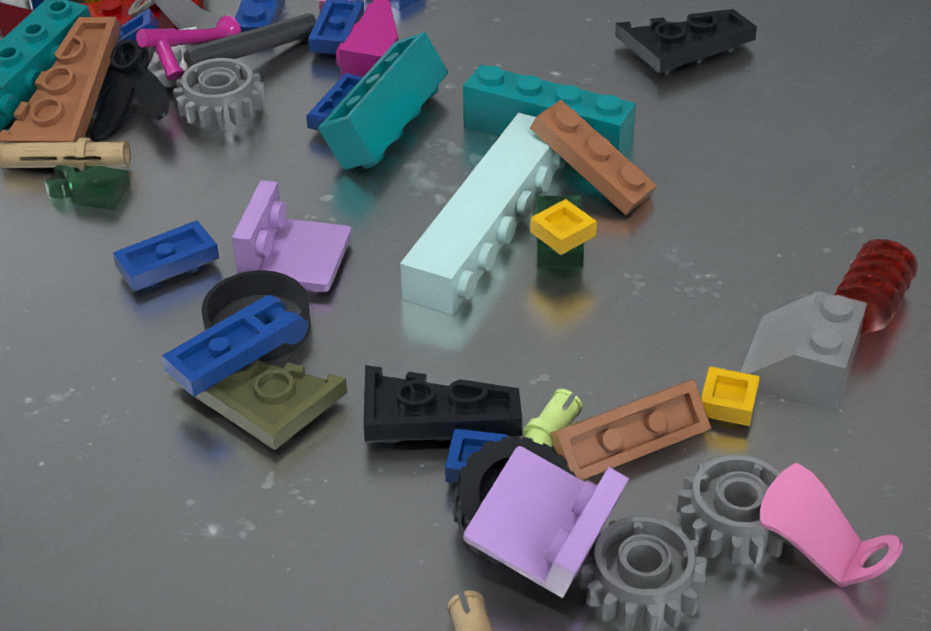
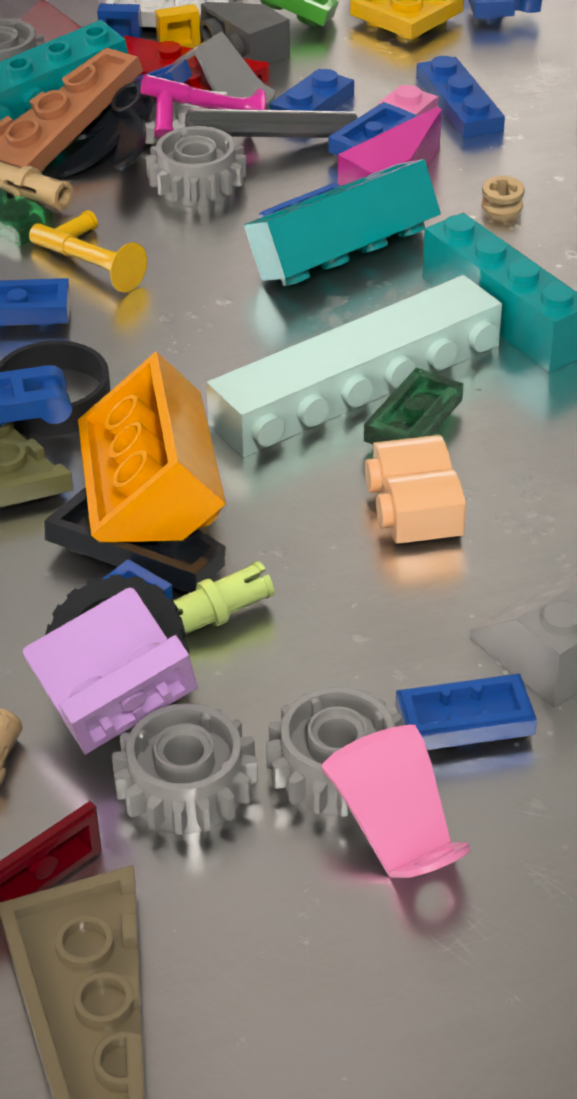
camera: 30 degrees right, 0 degrees up
(230, 194) = (125, 266): none -> yellow piece
(288, 246) = (124, 325): lavender bracket -> none
(404, 342) = (149, 458): none -> light orange slope
(473, 45) = (502, 196): none -> tan bush
(563, 226) = (402, 404): yellow plate -> none
(593, 157) = (507, 347): nougat plate -> none
(616, 288) = (416, 489): none -> light nougat brick
(632, 430) = (300, 631): nougat plate -> none
(730, 395) = (437, 640): yellow plate -> none
(798, 436) = (468, 711): none -> blue plate

